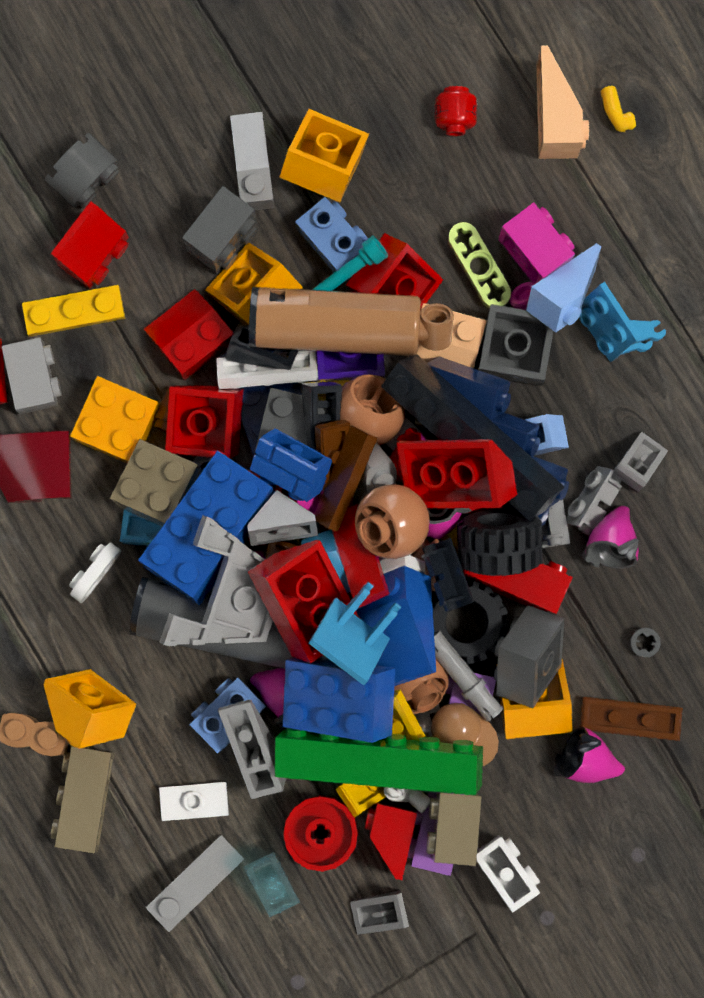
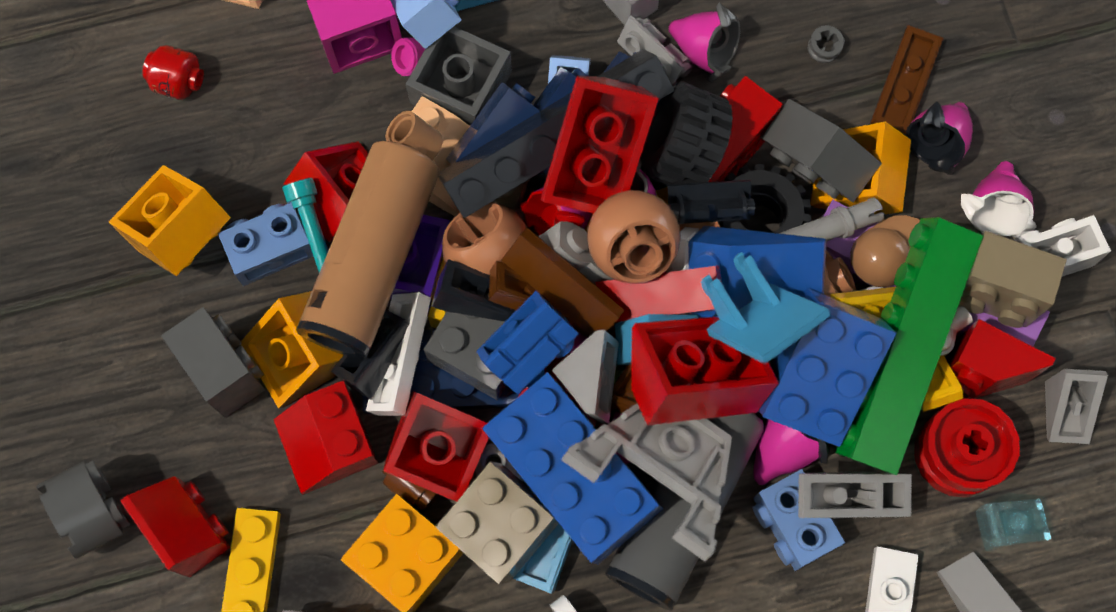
camera: 75 degrees left, 10 degrees down
(252, 160) = (142, 306): light grey slope -> none
(460, 249) = (342, 89): yellowish green beam -> none
(538, 818) = (1001, 204): none -> white hat

